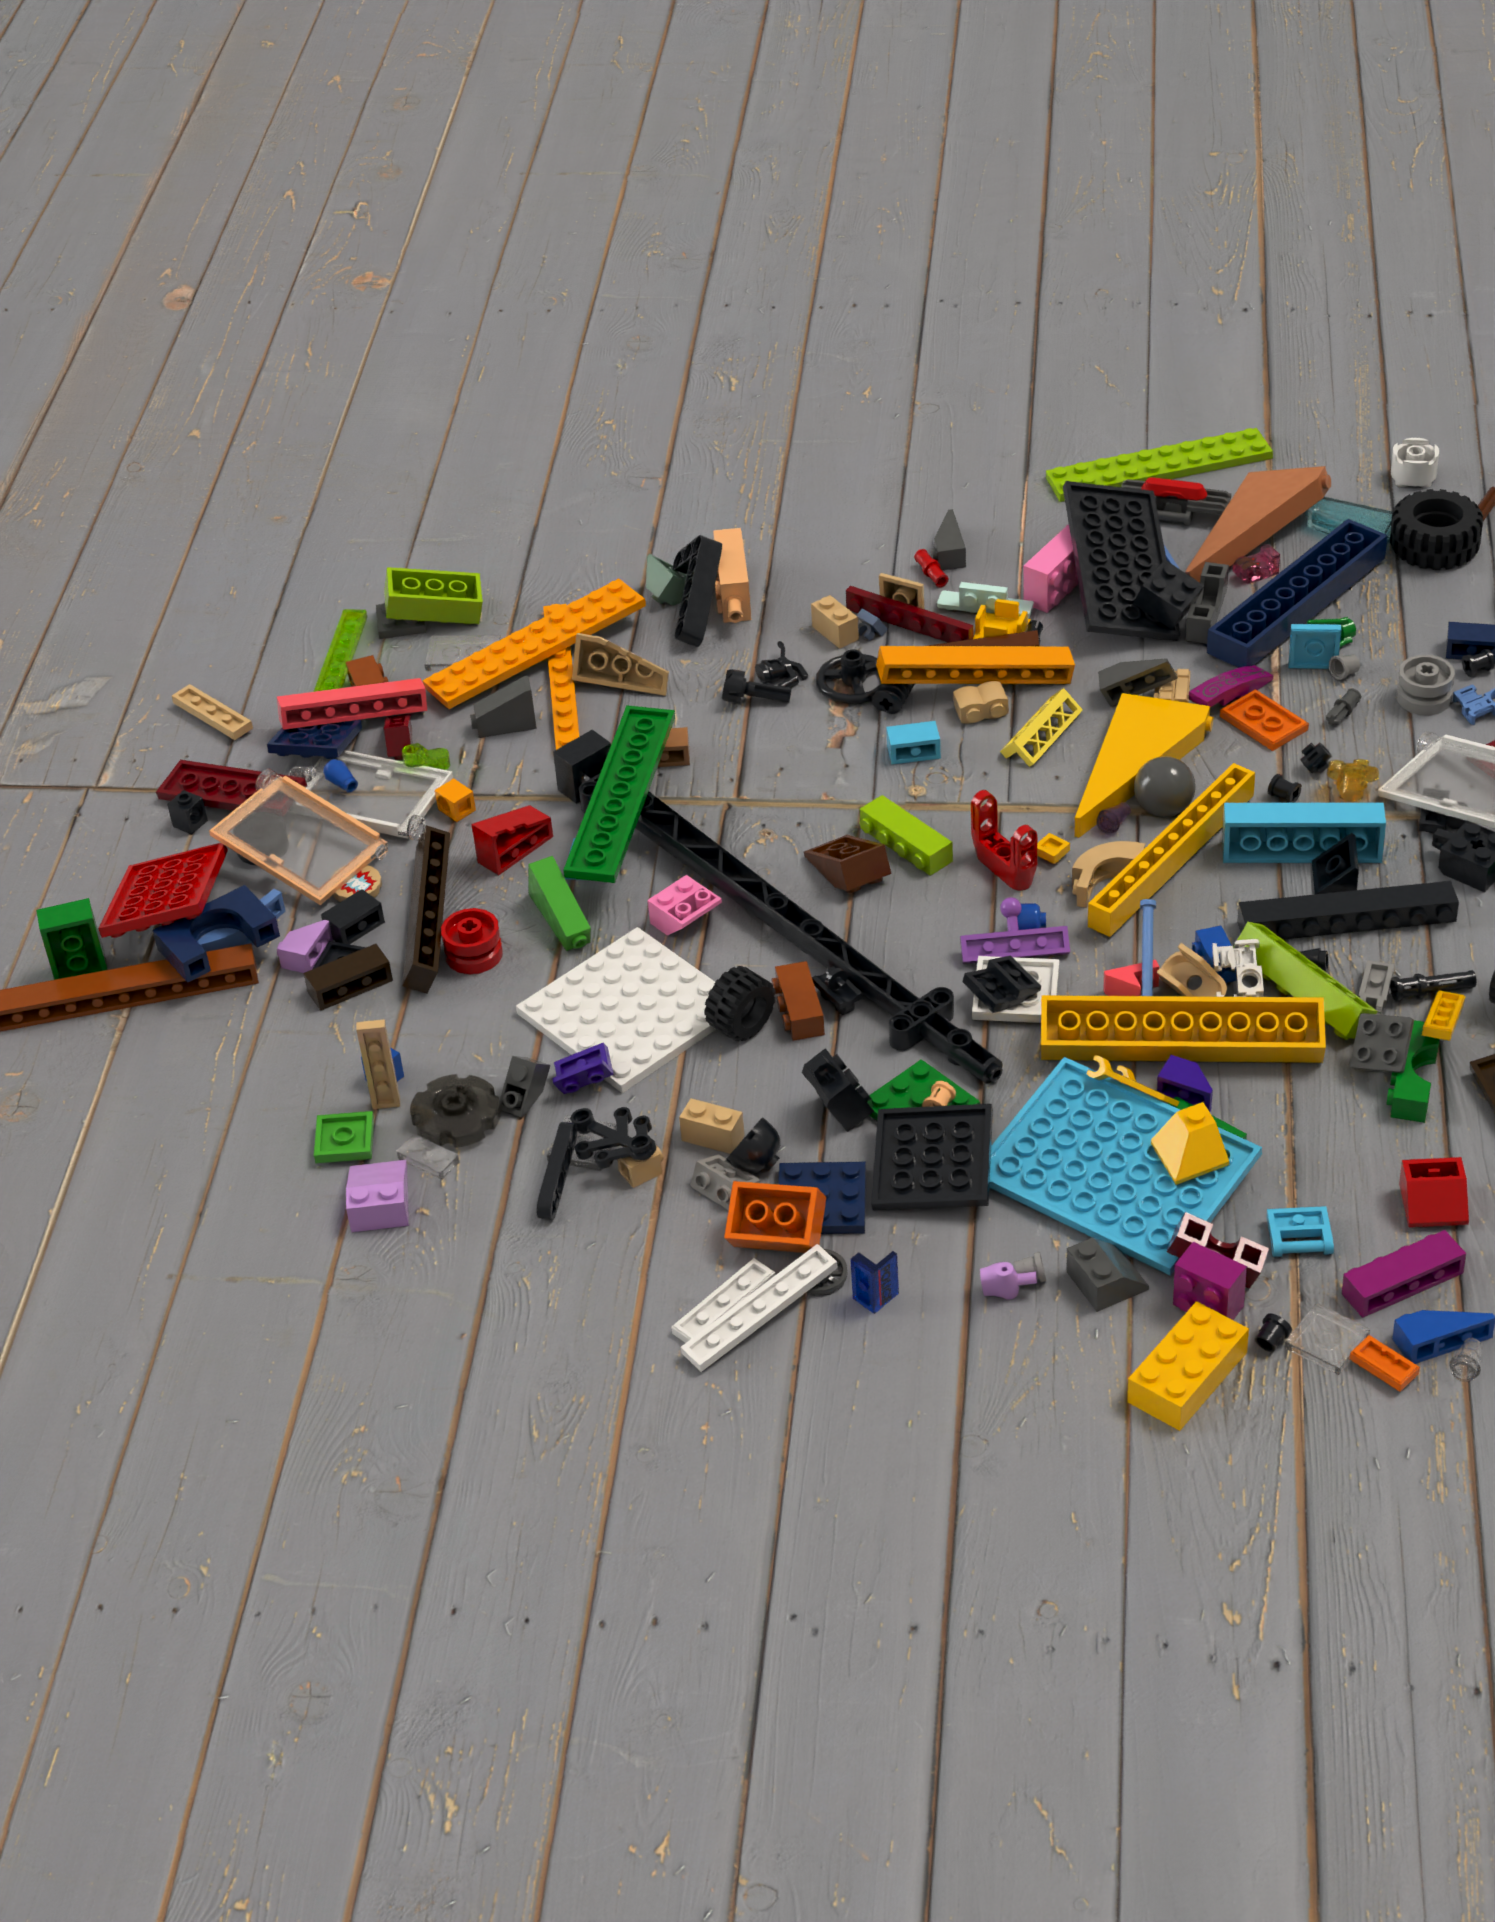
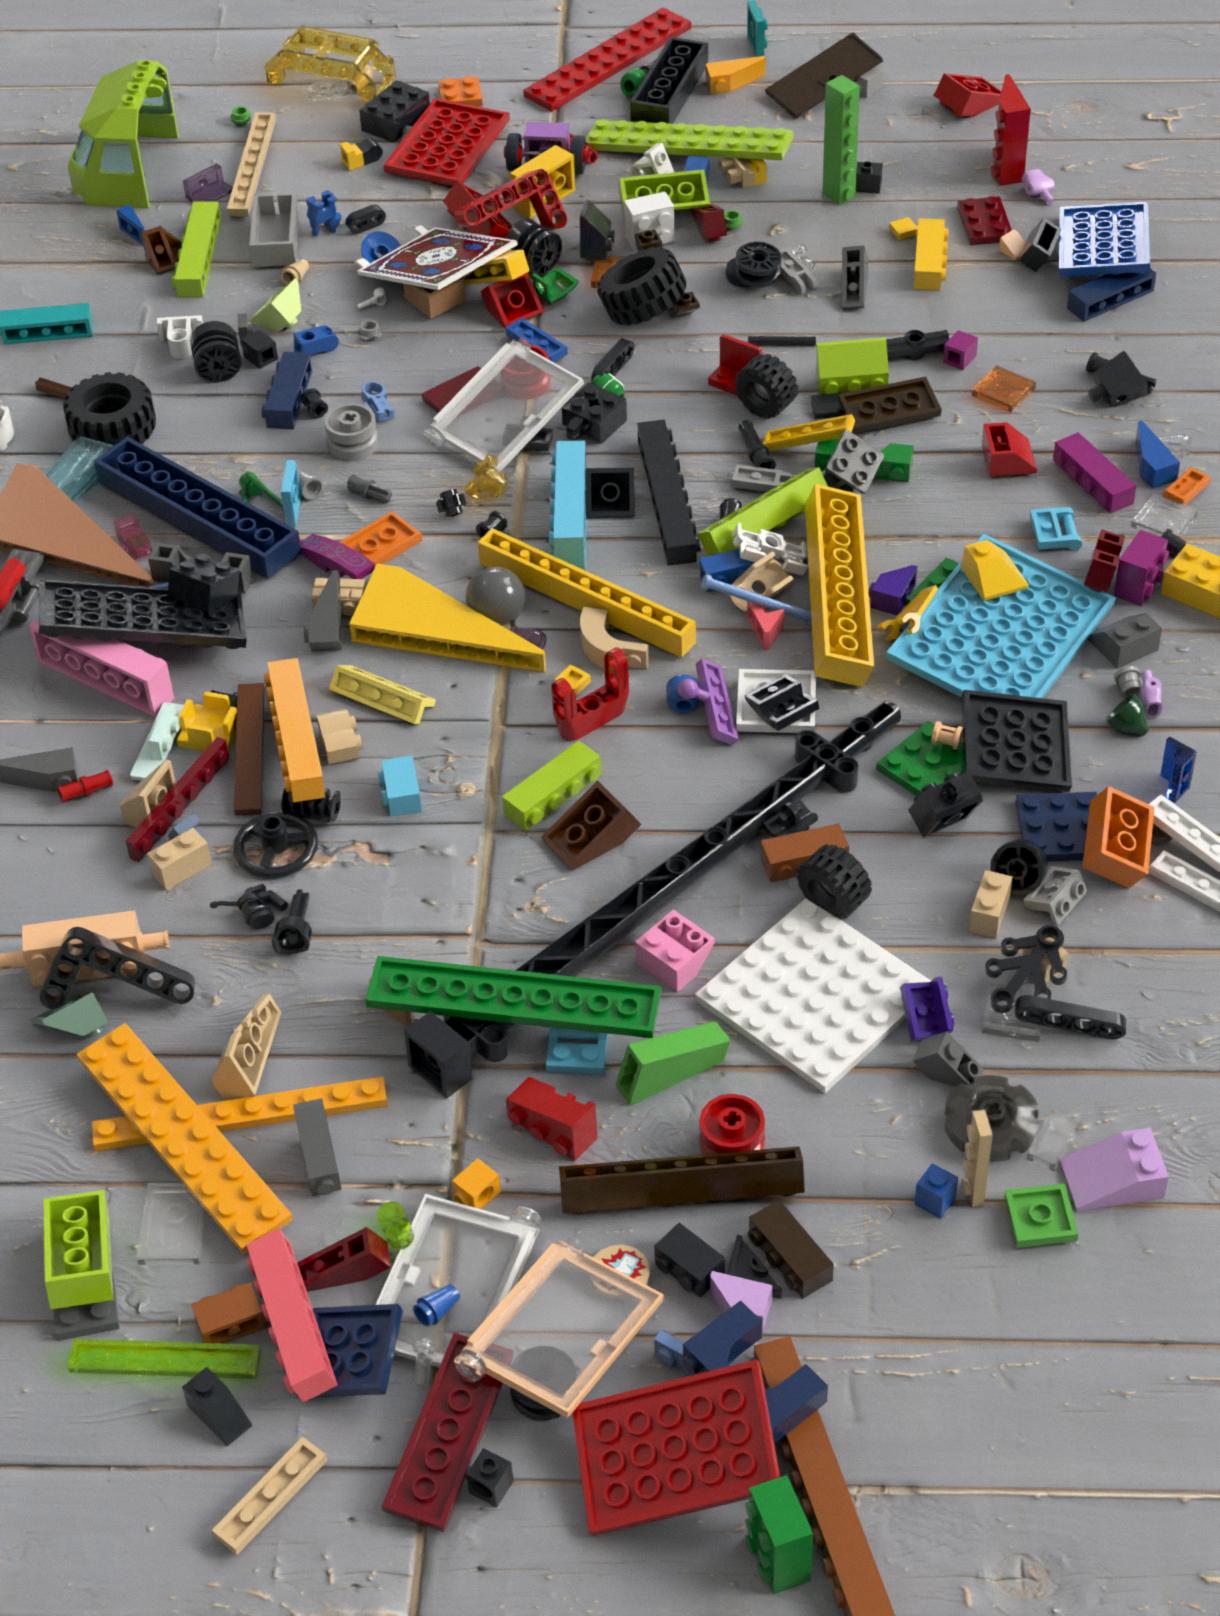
camera: 95 degrees left, 5 degrees up
(291, 677) = (216, 1406): none -> black slope
(968, 1259) = (1129, 716): none -> dark green helmet

